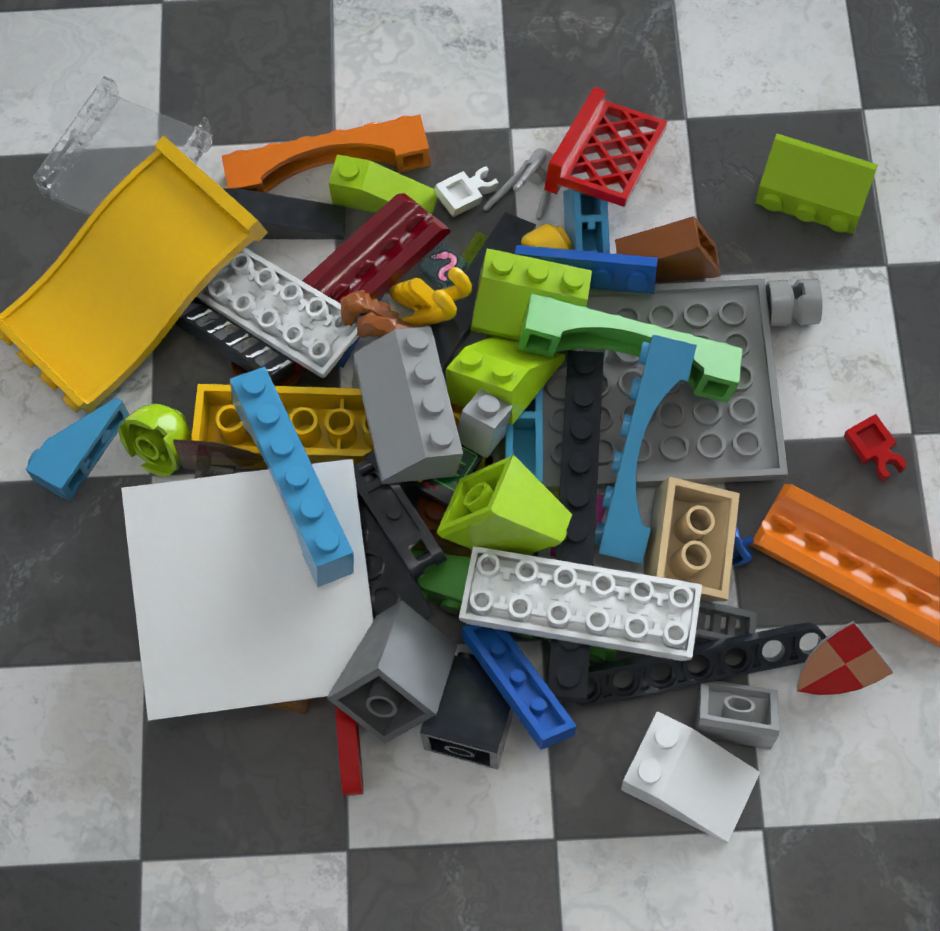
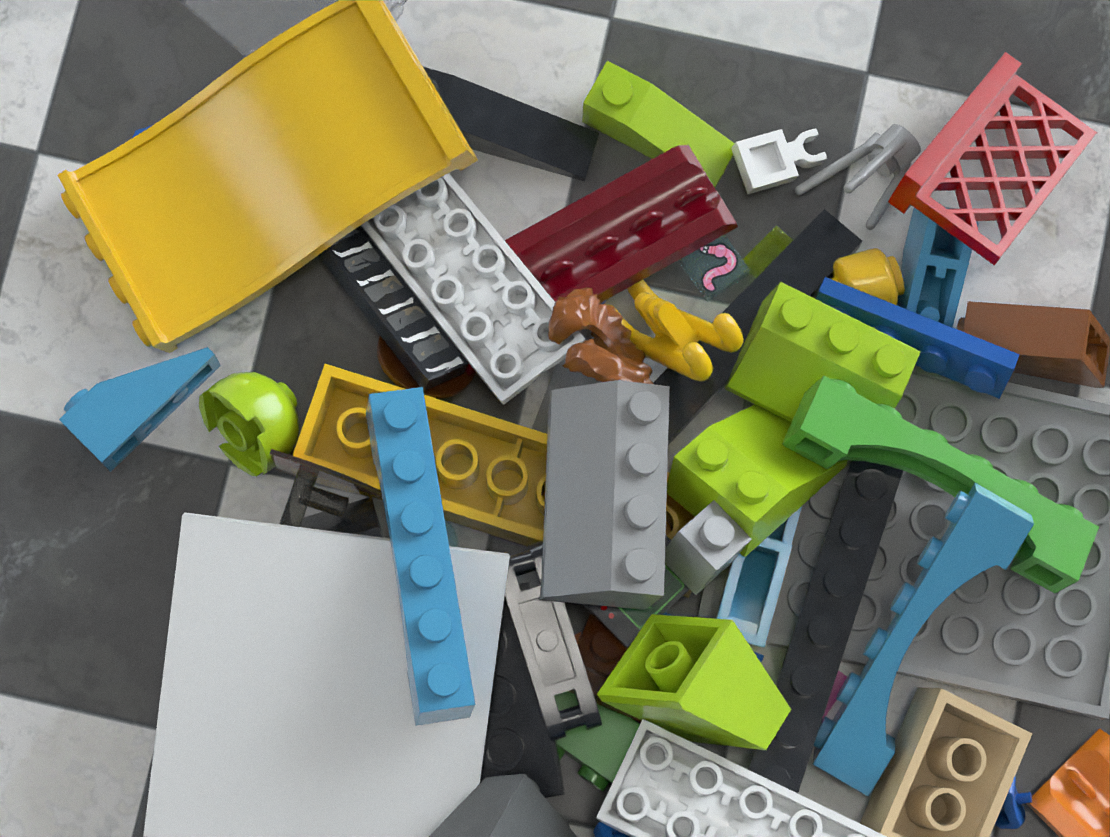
camera: 10 degrees right, 10 degrees up
(392, 142) = (696, 56): orange arch -> none

